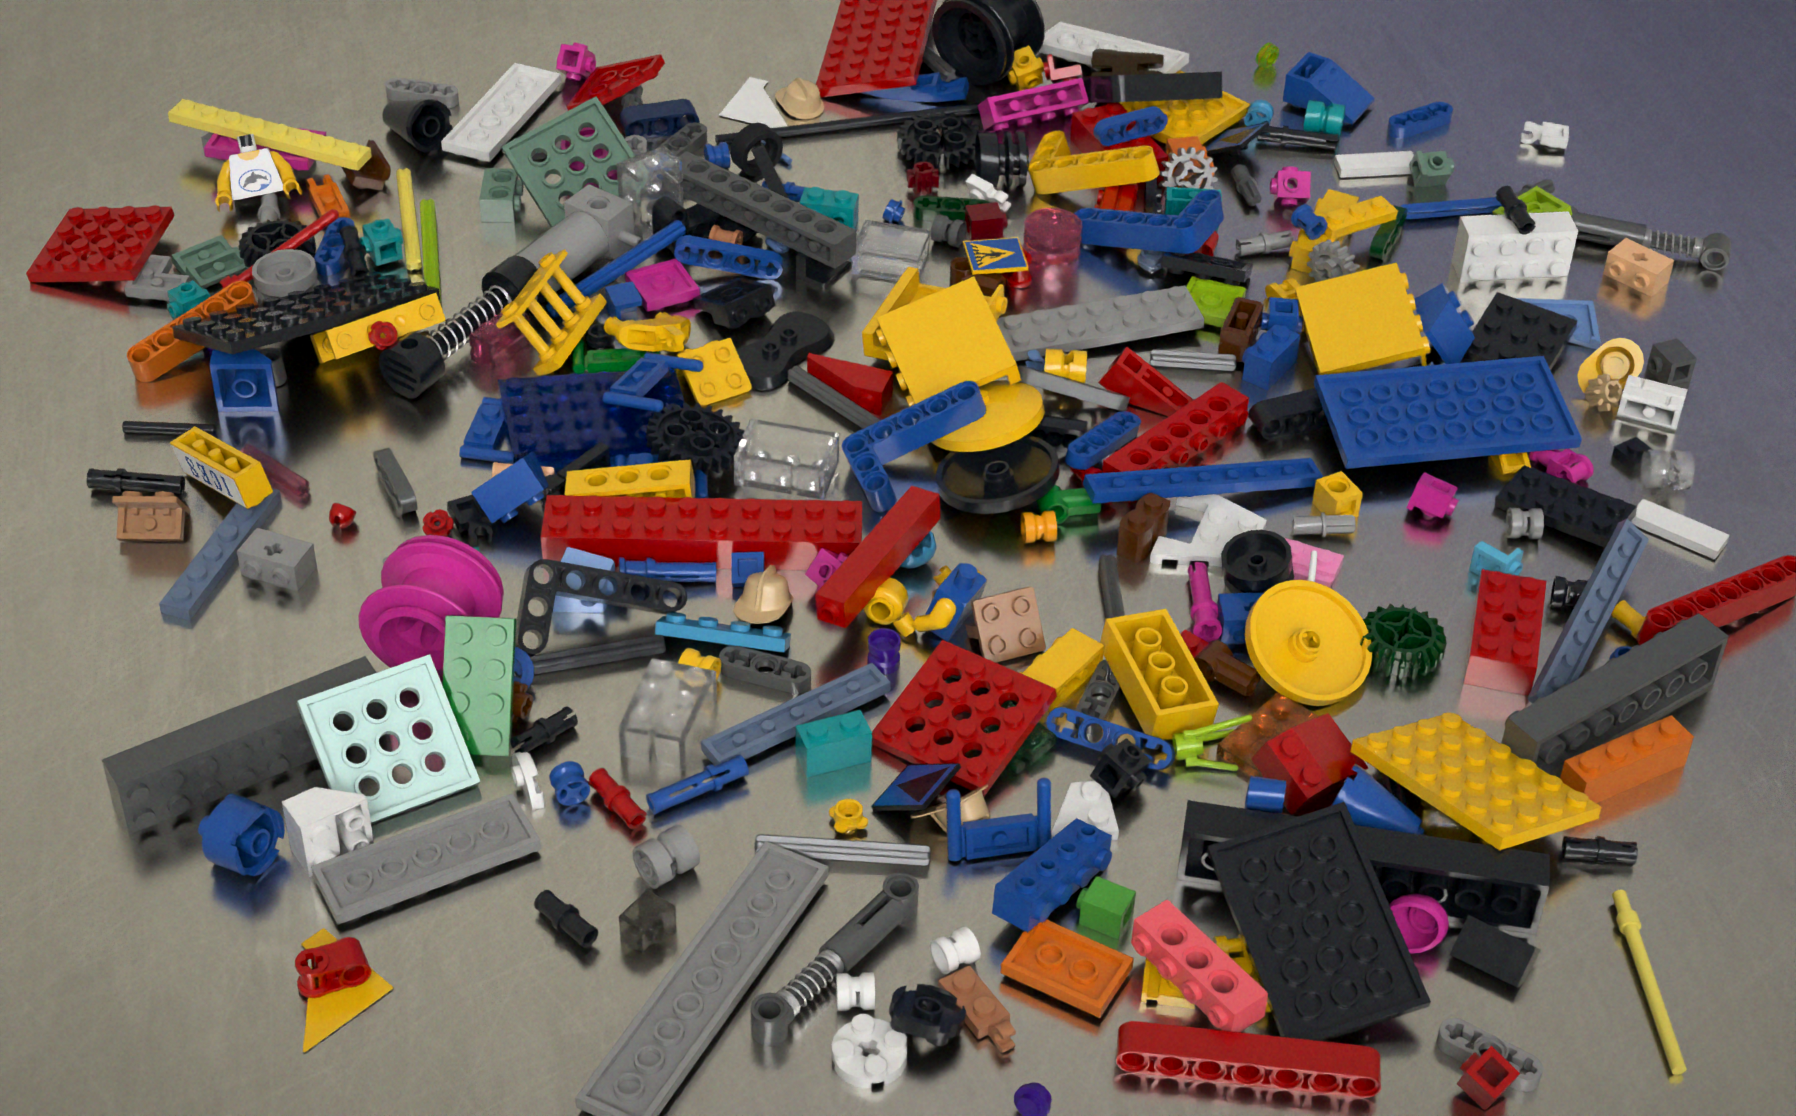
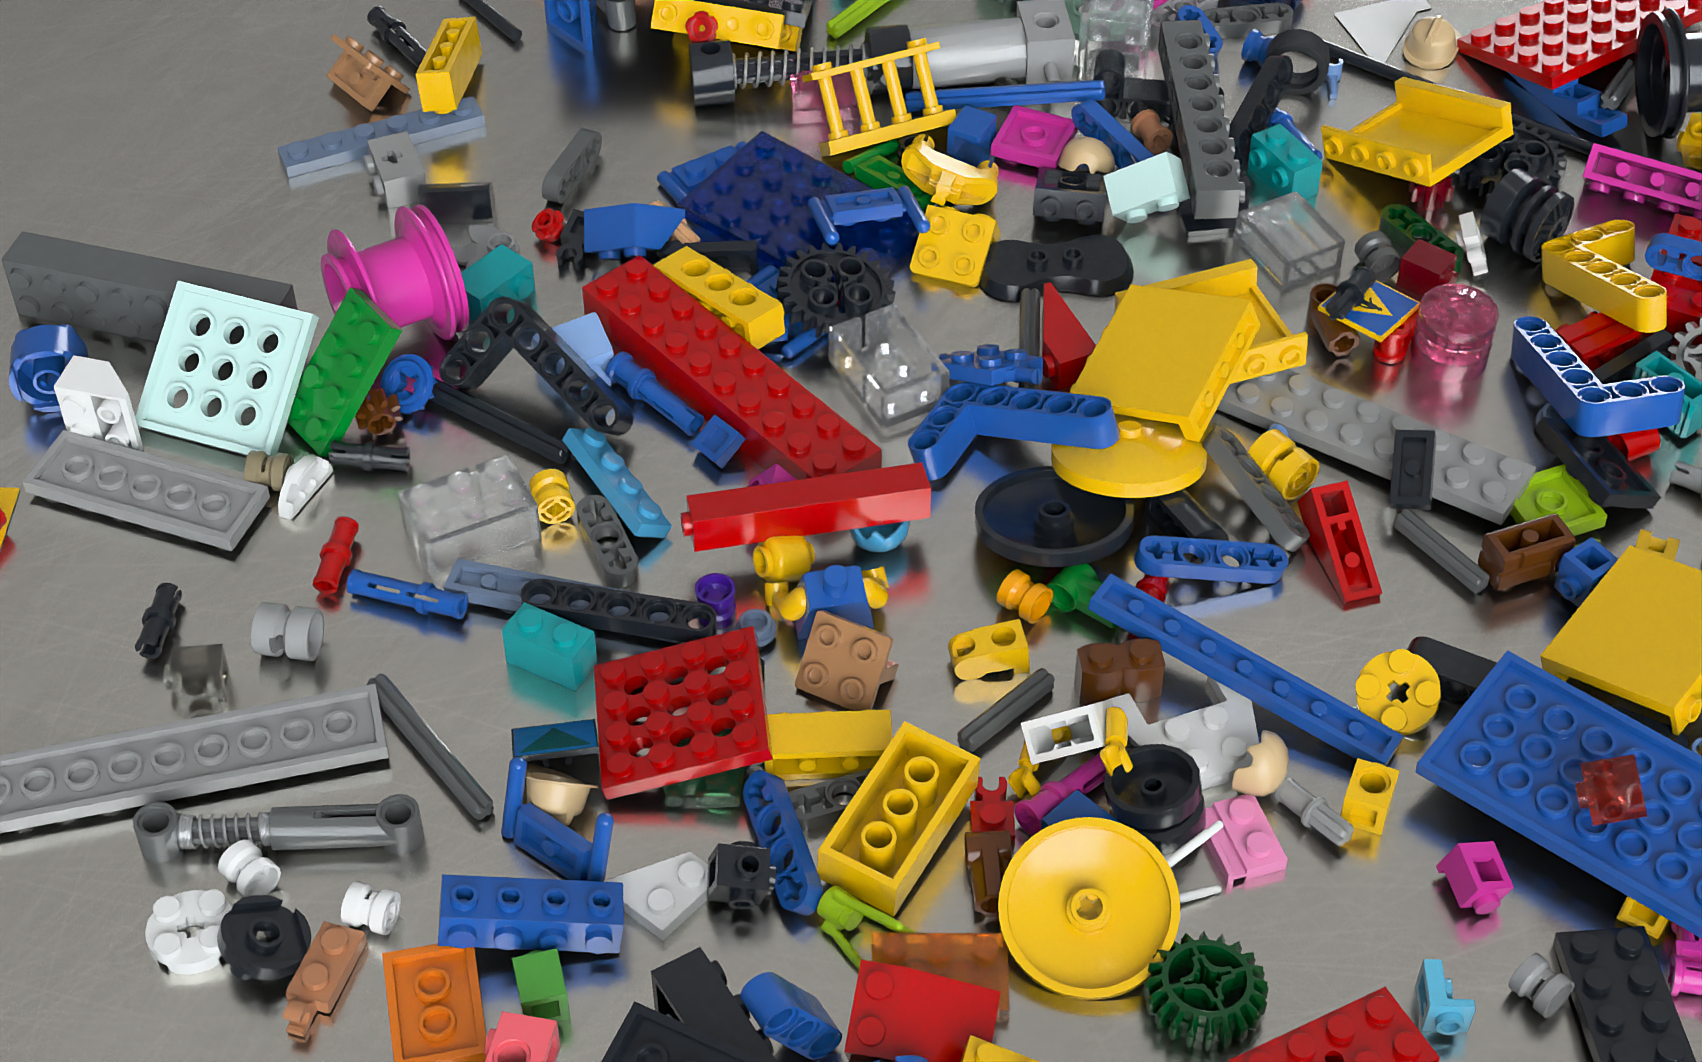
camera: 50 degrees right, 5 degrees up
(278, 472) = (507, 97): clear pink axle -> none
(341, 514) = (495, 168): red hinge -> none
(352, 552) = (459, 202): none -> black brick
(496, 784) = (267, 469): none -> dark tan wheel
(569, 783) = (318, 513): blue wheel -> none
(713, 271) = (1089, 152): none -> tan hair
(764, 597) = (692, 472): tan piece -> none
(787, 266) = (1147, 187): none -> light aqua brick
(848, 816) = (476, 720): yellow plate -> none
(853, 417) = (993, 366): none -> blue plate
(854, 681) = (634, 622): none -> black beam
(883, 147) = (1422, 133): none -> yellow panel
(893, 211) = (1354, 204): blue plate -> none
(921, 648) = (762, 622): none -> sand blue plate
(984, 251) = (1350, 293): none -> black axle
(1062, 567) = (990, 650): none -> yellow leg
(1139, 323) = (1413, 469): none -> black plate
(1180, 565) = (1070, 734): none -> torso
(1183, 432) = (1299, 612): red brick -> none
(1270, 357) = (1522, 603): blue brick -> none
(1281, 514) = (1267, 769): none -> tan hair
(1290, 424) = (1399, 668): none -> yellow plate
(1458, 400) = (1611, 790): none -> clear red brick

